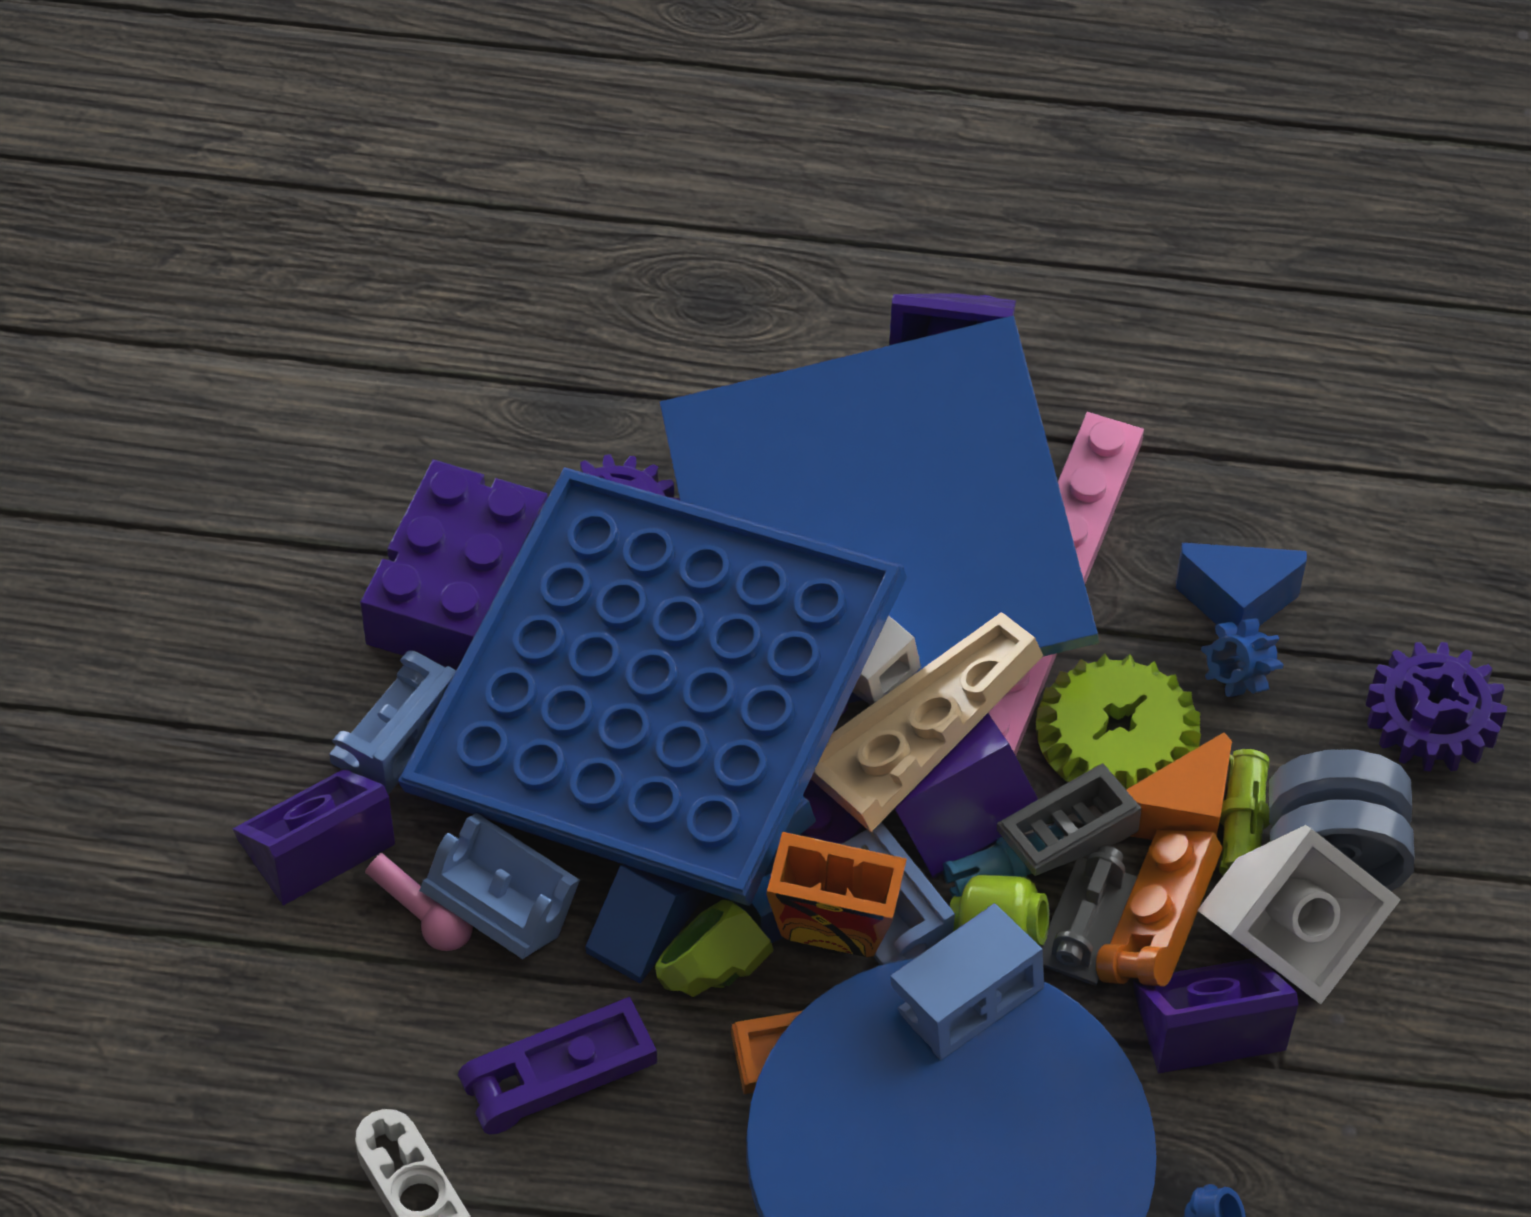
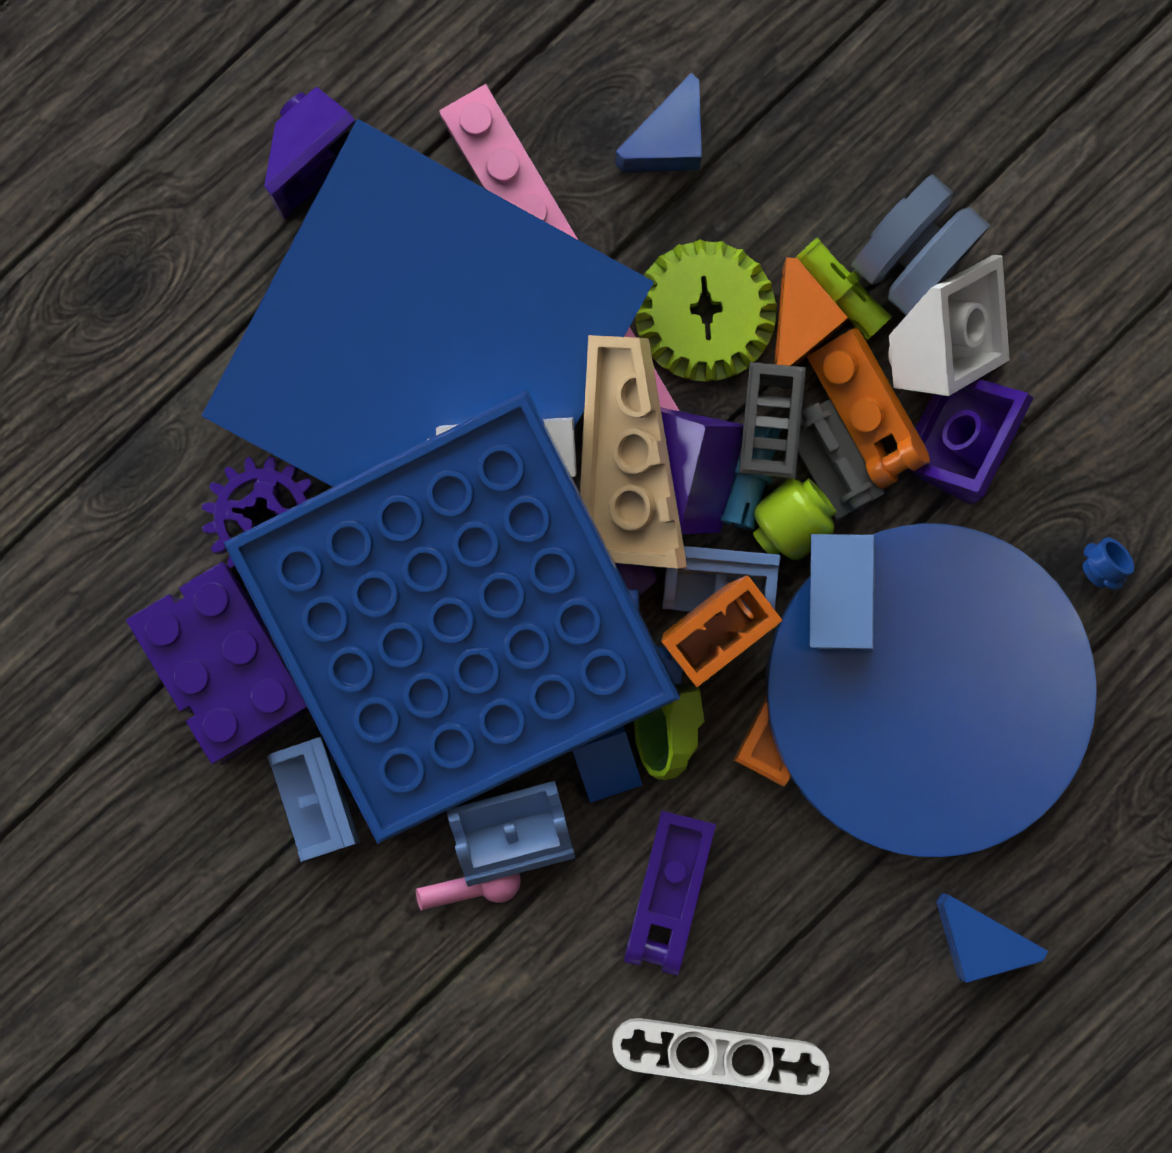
camera: 50 degrees left, 30 degrees up
(318, 833) = (355, 919): dark purple slope -> none
(1242, 657) = (728, 186): blue gear -> none
(1435, 706) = (862, 68): dark purple gear -> none

